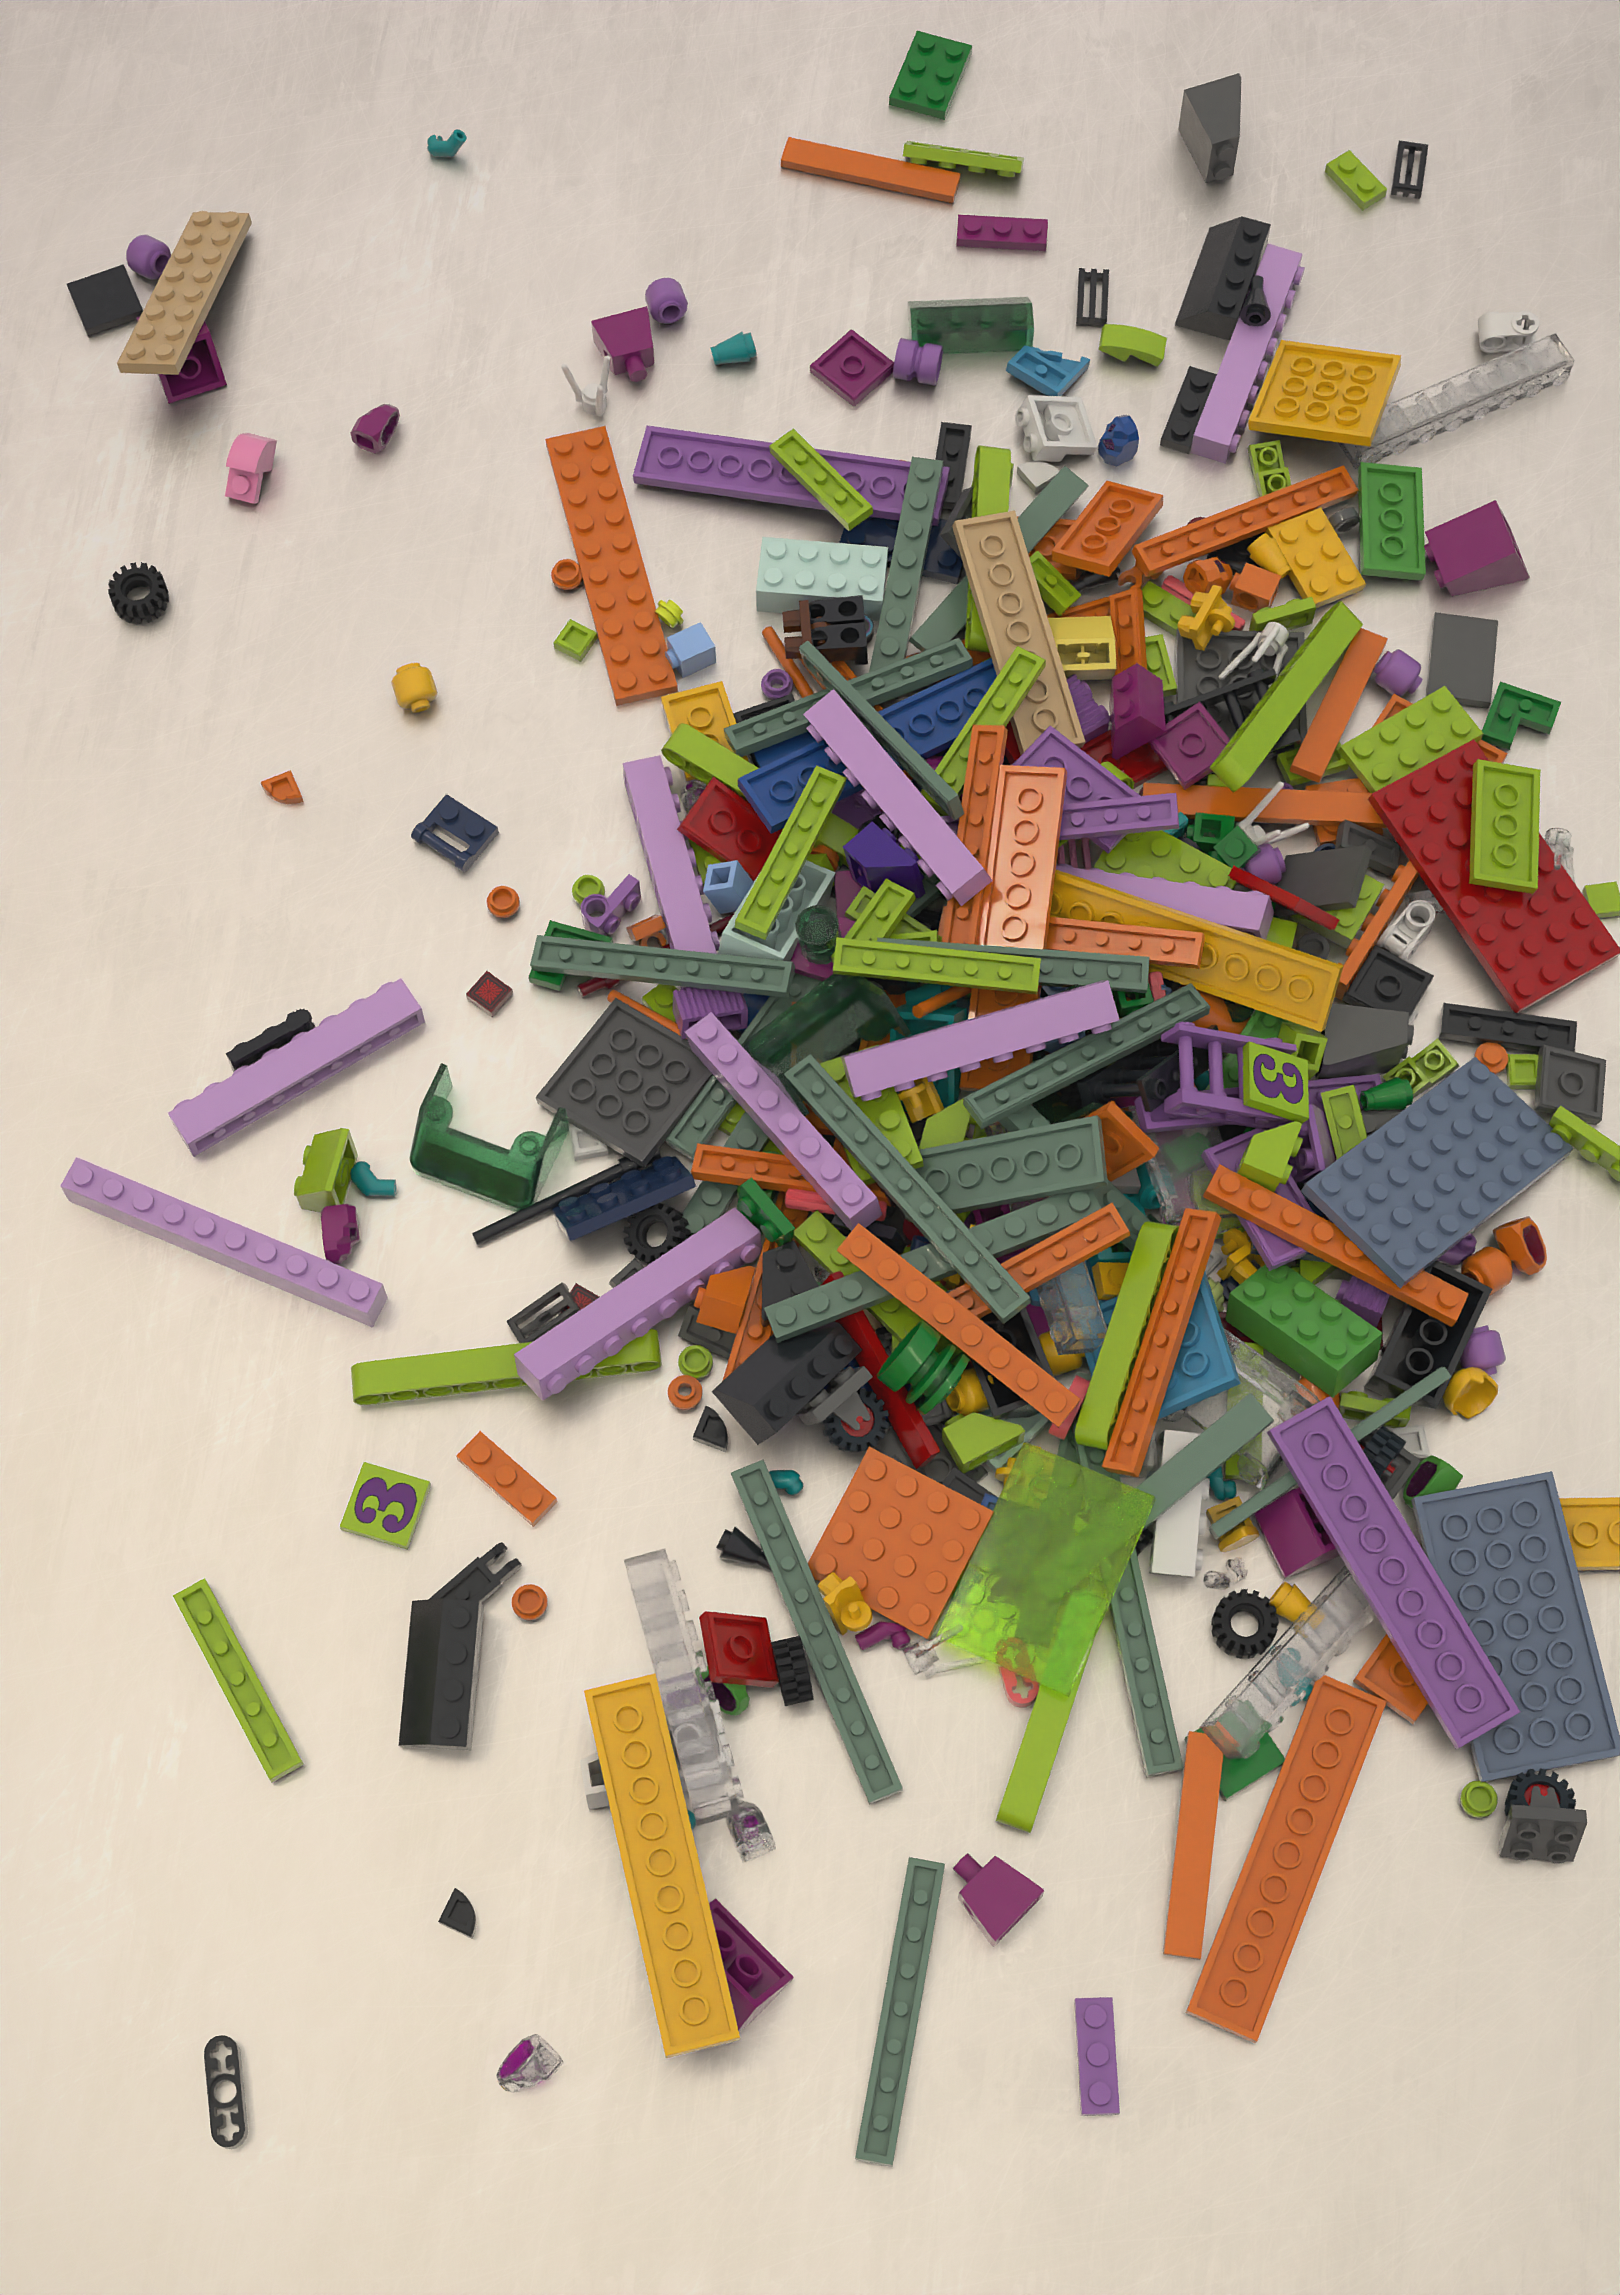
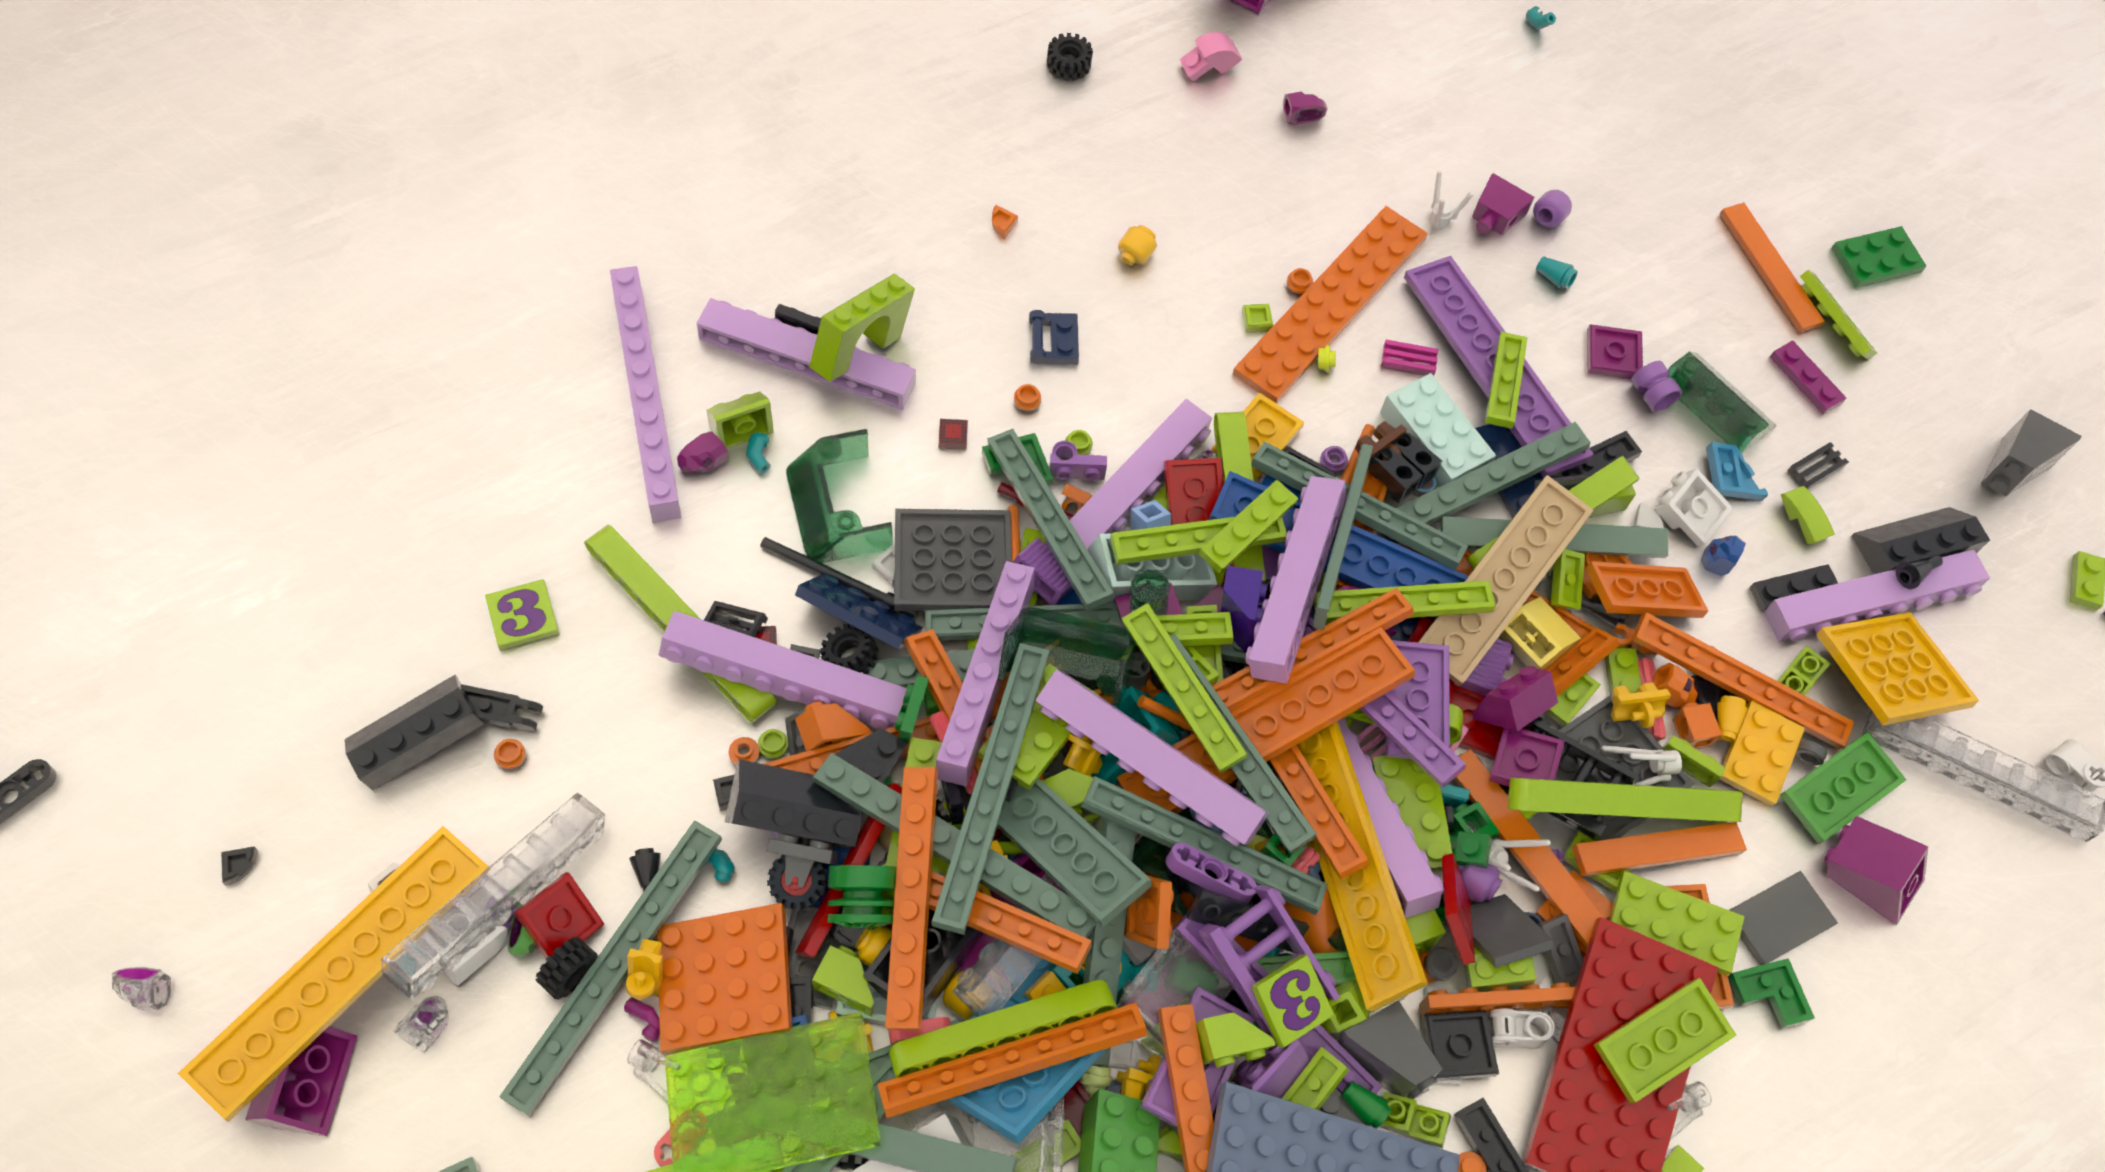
camera: 45 degrees right, 5 degrees down
(238, 1680) = (326, 606): lime plate -> none
(325, 993) = (875, 312): none -> lime arch
(506, 1478) = (595, 679): orange plate -> none
(690, 650) = (1309, 388): light blue brick -> none
(734, 526) = (1409, 354): none -> dark pink tile
(815, 802) = (1248, 526): none -> lime plate
(1100, 1077) = (1192, 857): none -> medium lavender beam
(1398, 673) = (1725, 876): medium lavender head -> none

